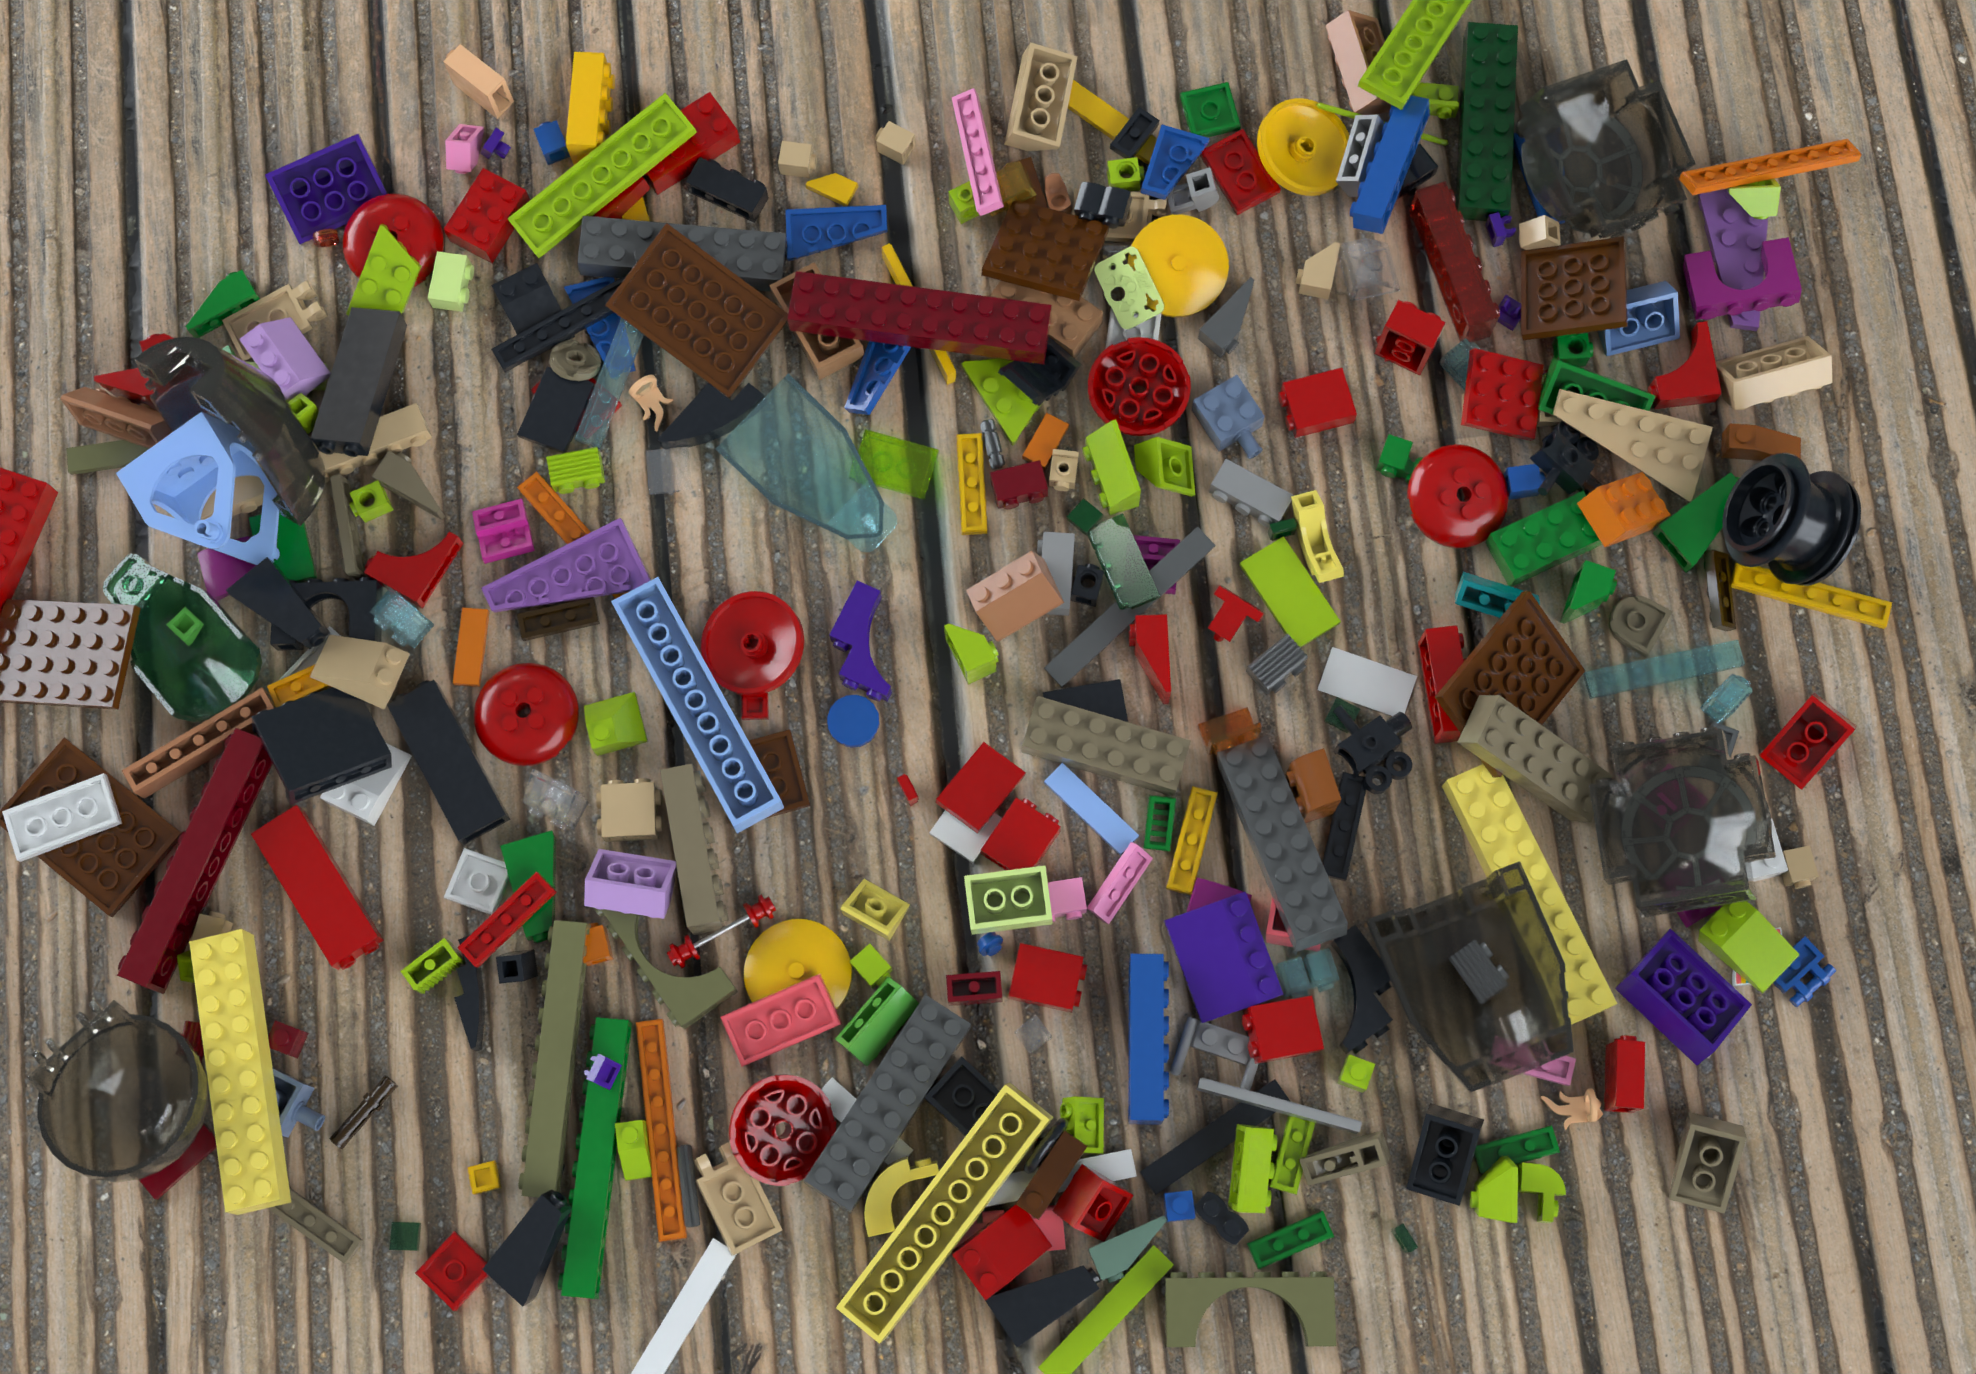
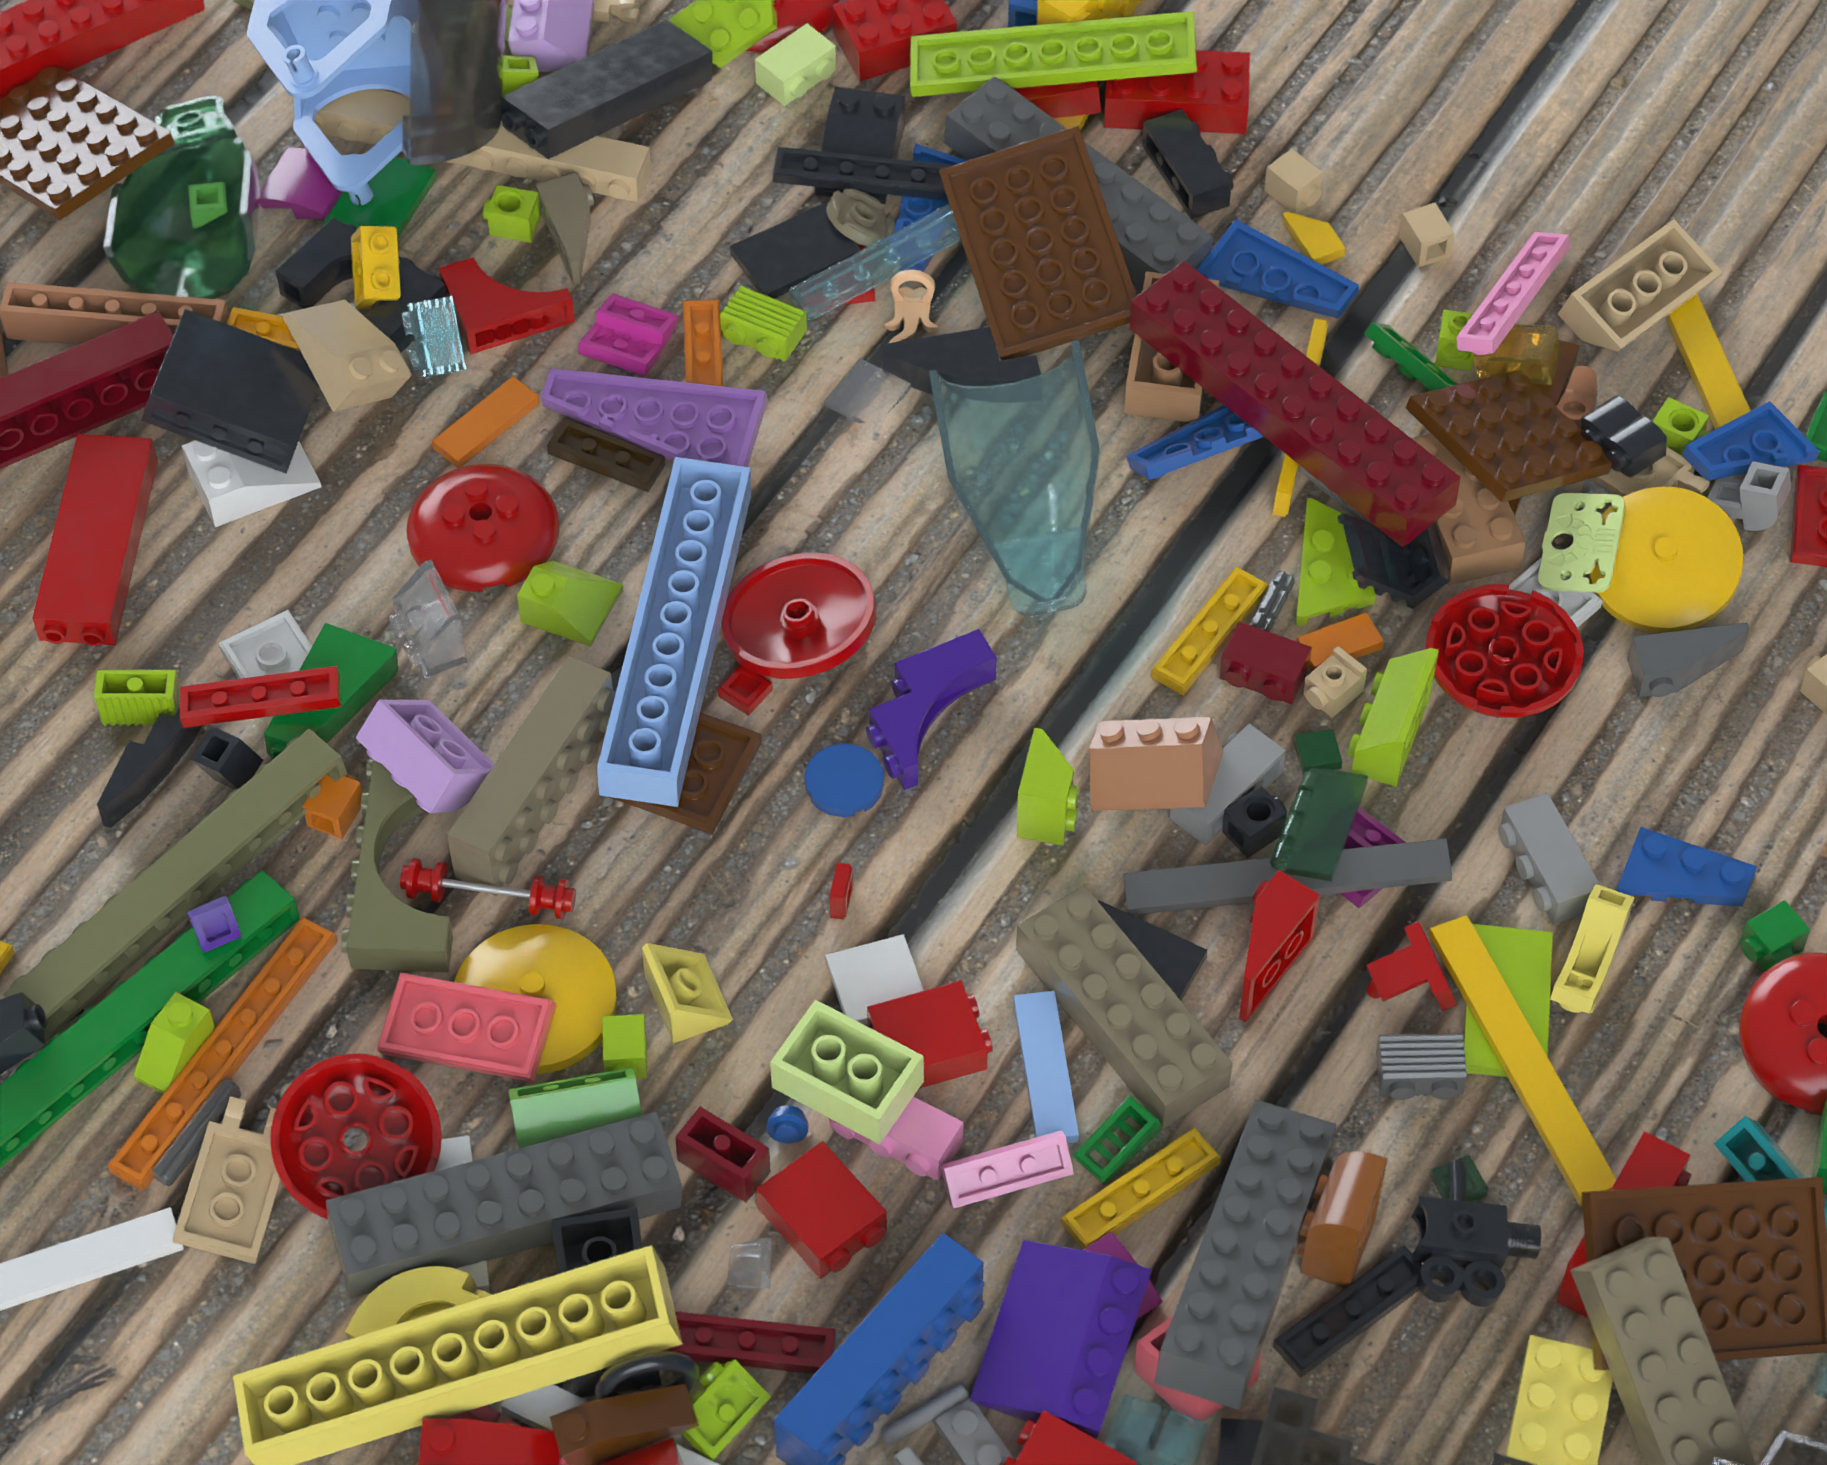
camera: 35 degrees right, 20 degrees down
(277, 601) = (321, 229): black slope -> none
(329, 601) = (375, 265): none -> yellow bracket
(348, 534) = (464, 220): dark tan plate -> none
(448, 761) = (352, 514): black brick -> none
(629, 810) = (496, 690): tan brick -> none
(898, 463) = (1138, 552): clear neon green tile -> none
(953, 233) = (1412, 361): none -> green plate
(980, 787) = (929, 947): red tile -> none
(1073, 1074) = (754, 1342): none -> dark red plate
(1134, 134) = (1727, 392): black plate -> none
(1166, 465) = (1469, 757): lime slope -> none
(1228, 731) = (1293, 1092): clear orange bracket -> none
(1230, 416) = (1594, 756): sand blue brick -> none
(1282, 528) = (1559, 920): dark green tile -> none
(1317, 402) = (1722, 811): red brick -> none
(1317, 450) = (1676, 869): none -> blue wing
(1324, 623) = (1522, 1057): none -> yellow tile
(1366, 682) = (1520, 1169): white sticker -> none

